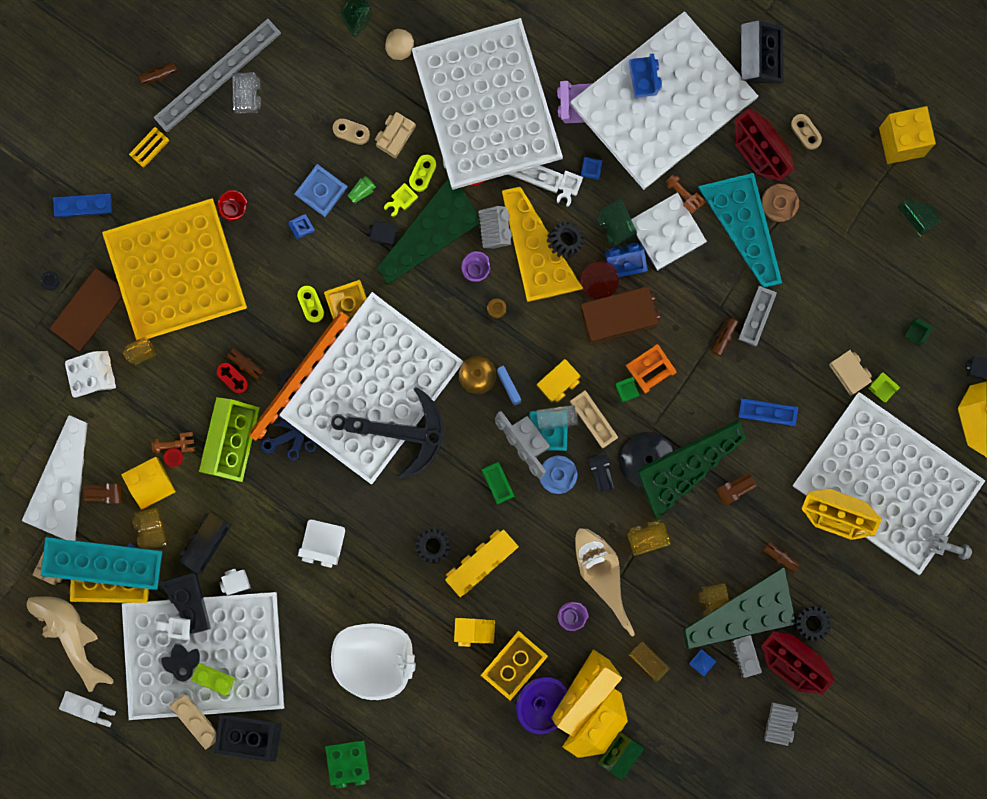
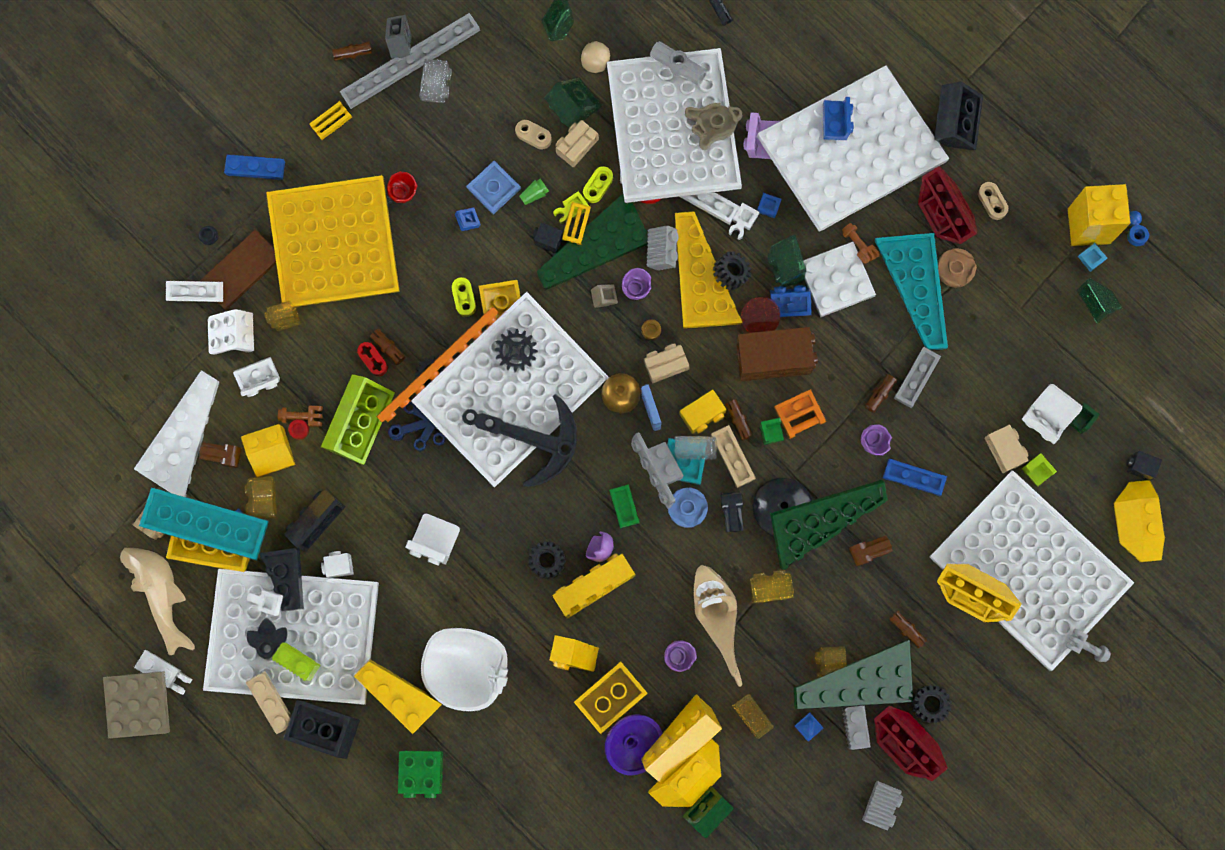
camera: 15 degrees right, 5 degrees down
(48, 339) = (194, 291): none -> white plate
(68, 743) = (136, 704): none -> dark tan plate
(124, 413) = (256, 377): none -> white bracket
(202, 54) = (398, 36): none -> dark grey brick
(318, 697) = (401, 698): none -> yellow wedge
(364, 345) = (509, 344): none -> black gear
(384, 93) = (572, 101): none -> clear green slope
(406, 231) = (572, 239): none -> yellow tile
(446, 281) = (604, 295): none -> dark tan slope
(471, 37) = (670, 57): none -> light grey piece
(481, 526) = (600, 547): none -> medium lavender hair
(516, 339) = (666, 363): none -> tan brick
(526, 97) = (713, 122): none -> dark tan tile
(594, 383) = (739, 419): none -> reddish brown pin
(726, 383) = (876, 439): none -> medium lavender hair
(888, 332) = (1051, 413): none -> white bracket
(908, 173) = (1092, 257): none -> dark azure plate
(943, 130) = (1137, 229): none -> blue plate

